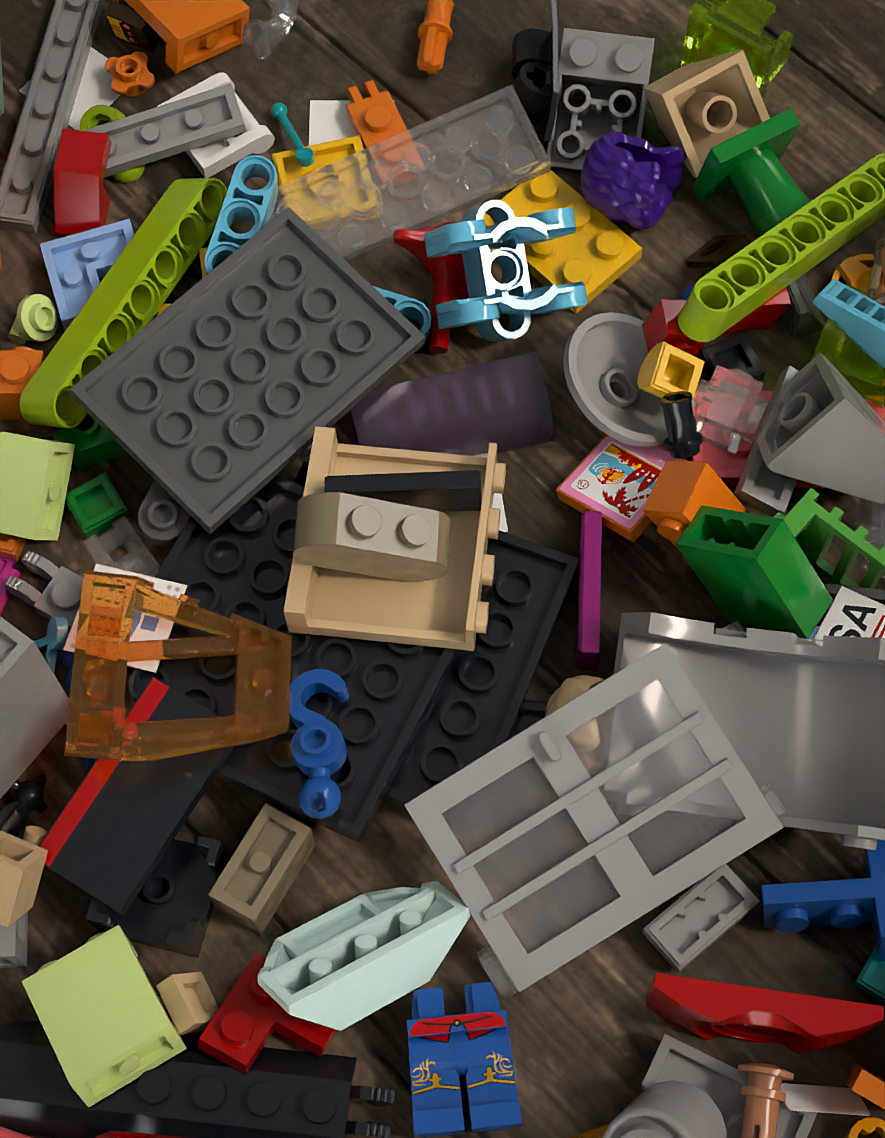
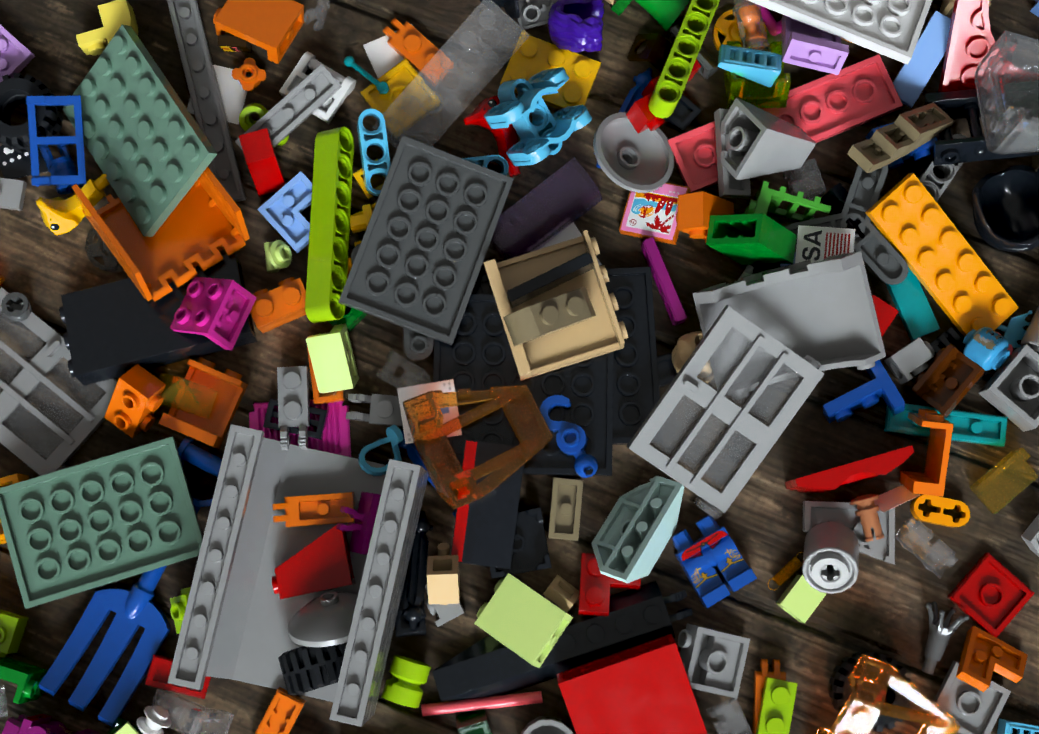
camera: 25 degrees left, 15 degrees up
(96, 505) = (371, 349): green tile -> none
(669, 371) = (656, 141): yellow brick -> none
(680, 423) = (678, 174): black pin -> none
(700, 917) = (797, 435): light grey plate -> none
(729, 408) = (695, 146): clear brick -> none

